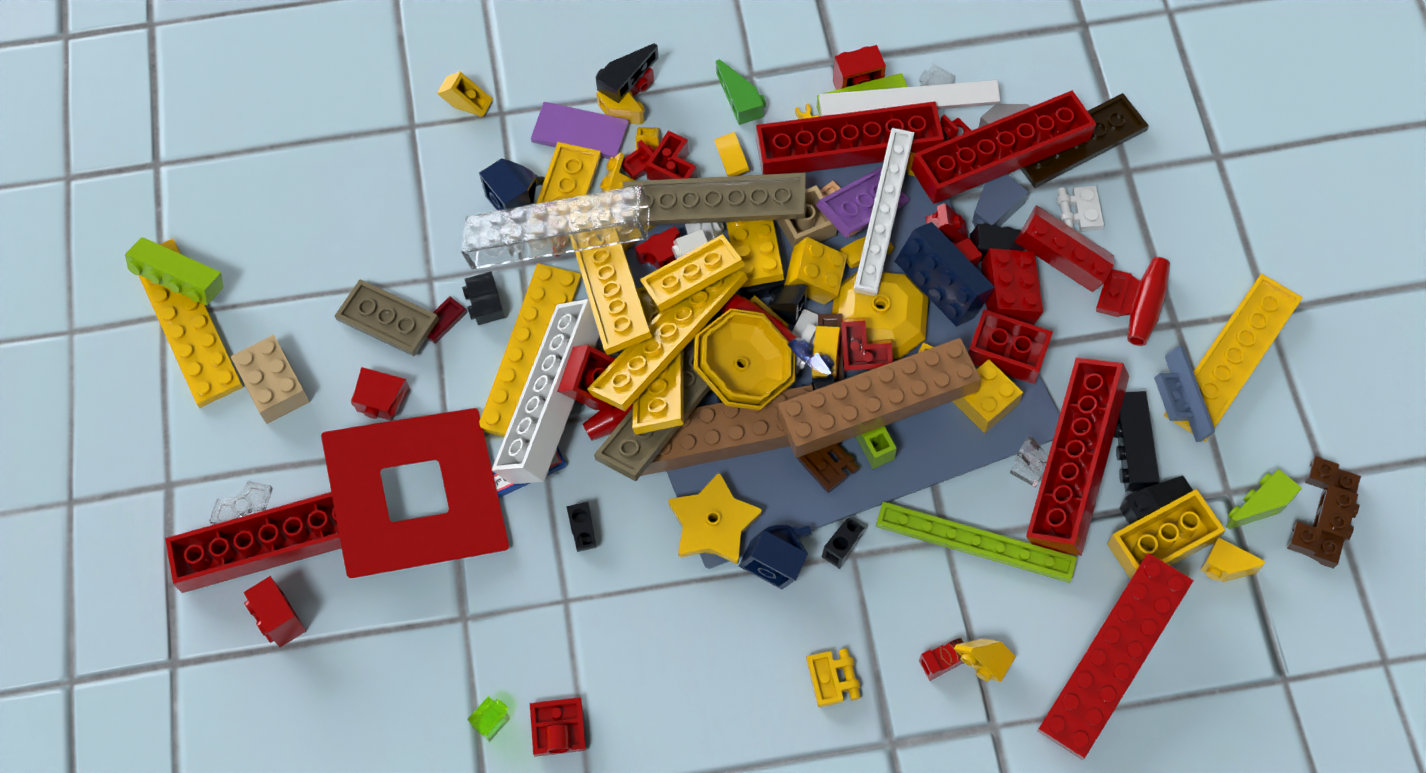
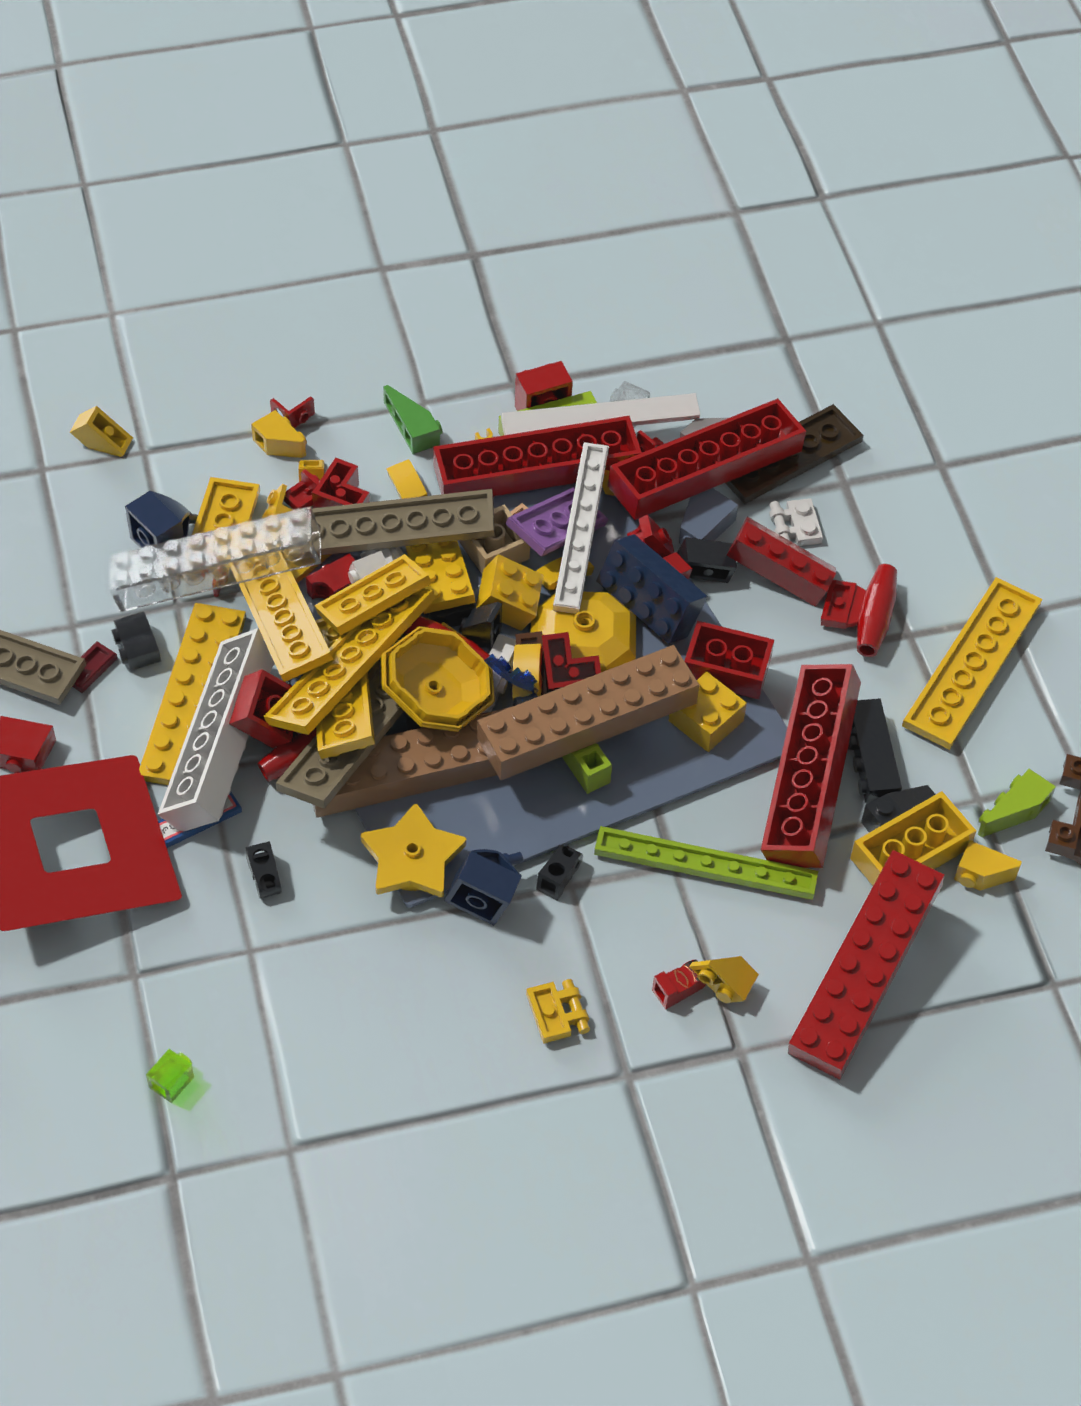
camera: 10 degrees left, 10 degrees down
(557, 727) = (249, 1080): red plate -> none
(579, 128) = (233, 462): medium lavender tile -> none
(623, 73) = (281, 401): black slope -> none
(825, 469) = (532, 794): reddish brown plate -> none
(1015, 284) = (730, 596): red brick -> none
(1030, 462) = (758, 776): clear slope -> none
(1182, 395) = (920, 699): sand blue bracket -> none

